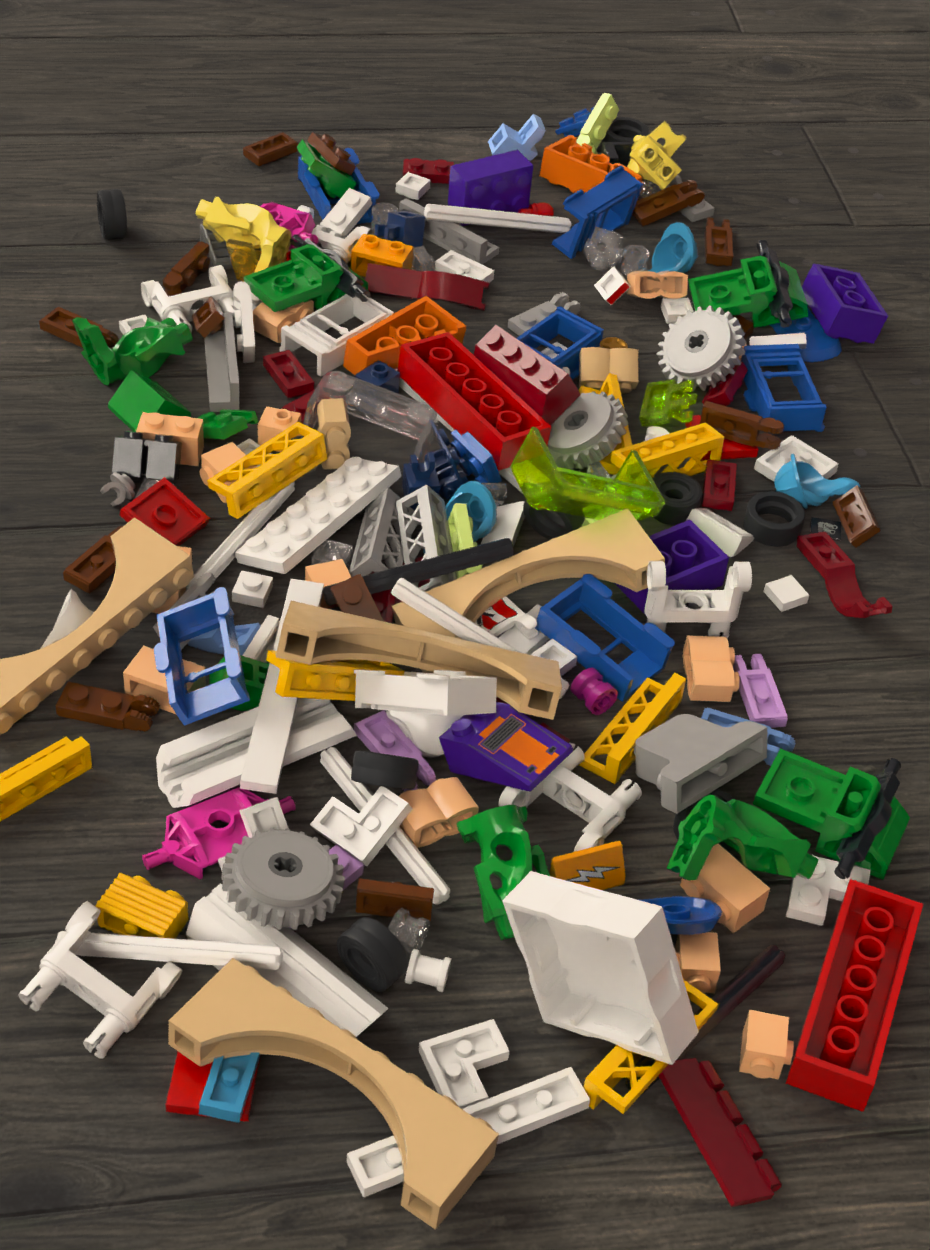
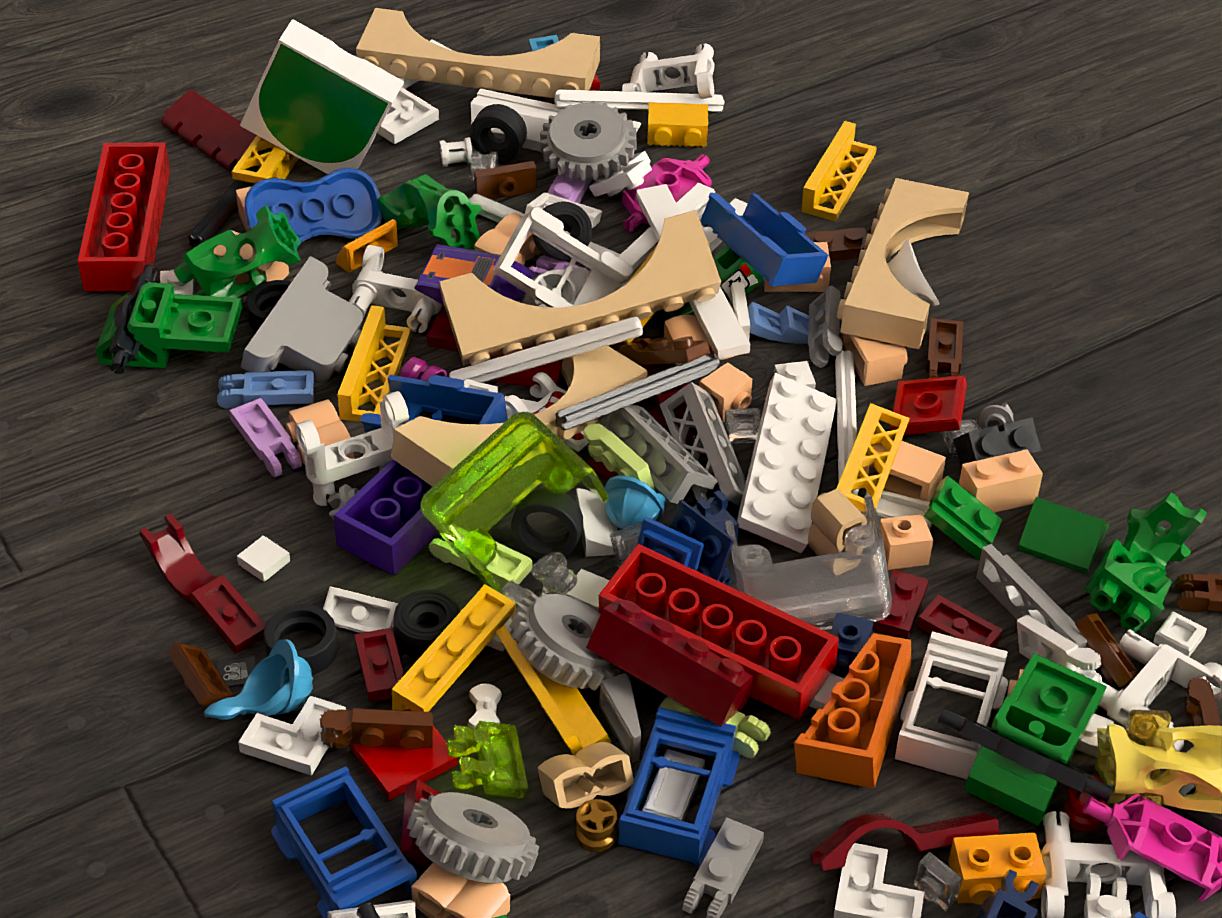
camera: 160 degrees right, 0 degrees up
(765, 1045) = (190, 177): light nougat brick -> none

